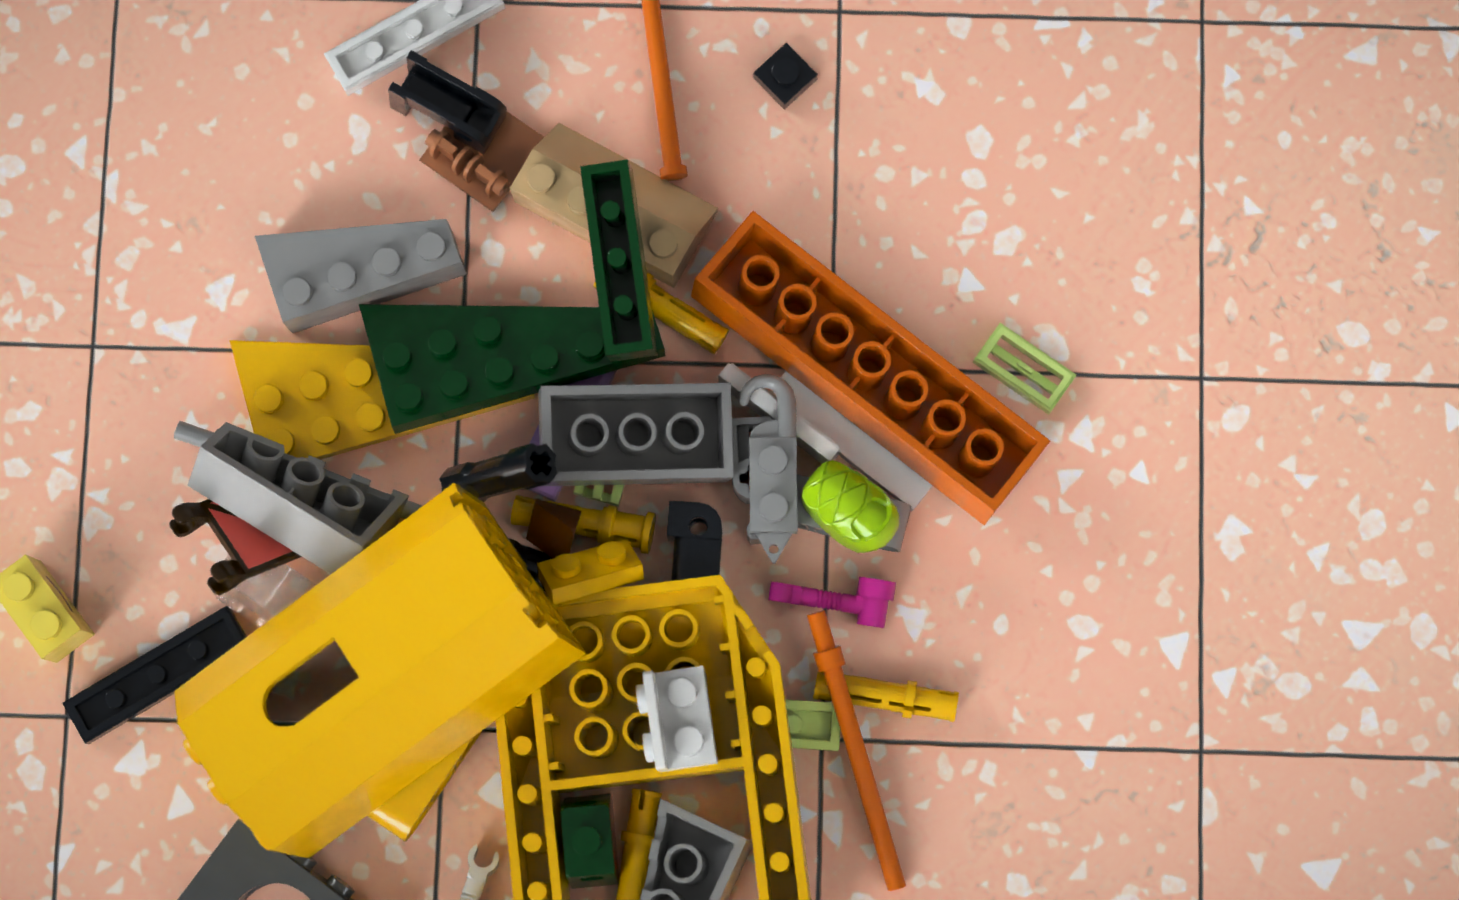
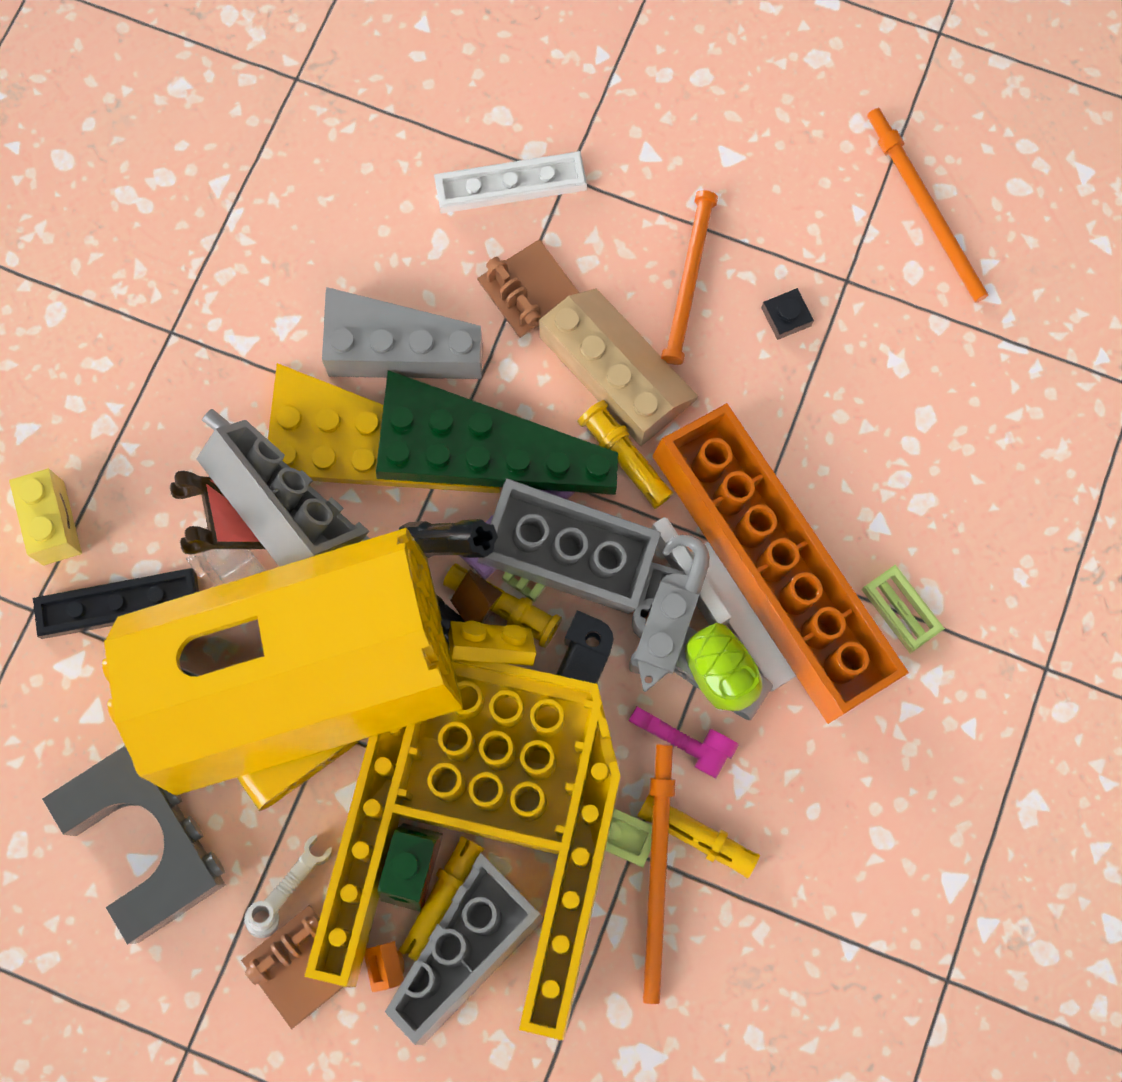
camera: 15 degrees right, 5 degrees down
(439, 95) = (519, 240): black piece -> none
(618, 260) = (605, 401): dark green brick -> none
(678, 719) = (518, 791): white bracket -> none

